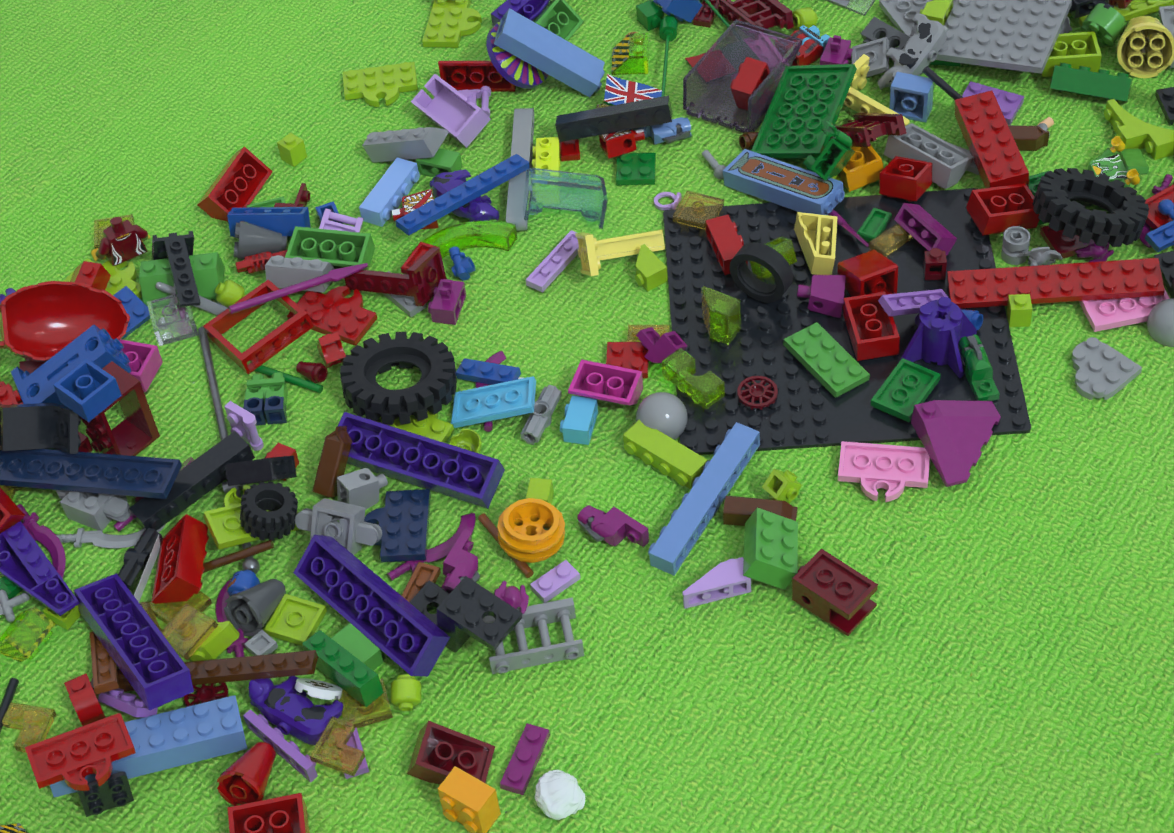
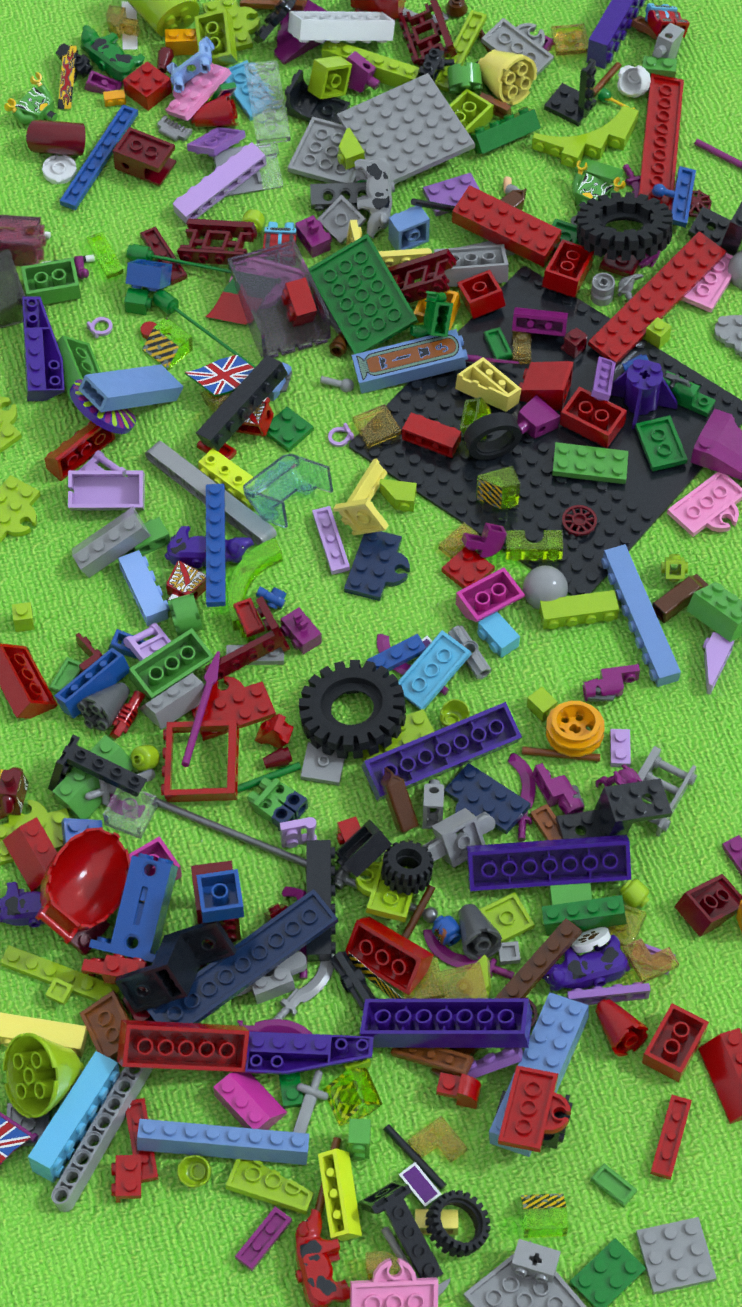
camera: 55 degrees left, 10 degrees up
(330, 403) = (321, 767): none -> light grey plate
(382, 226) = (185, 614): none -> bright green brick
(565, 304) = (376, 566): none -> dark blue plate
(596, 18) = (90, 326): none -> lavender piece
(1108, 60) = (499, 108): none -> dark orange plate

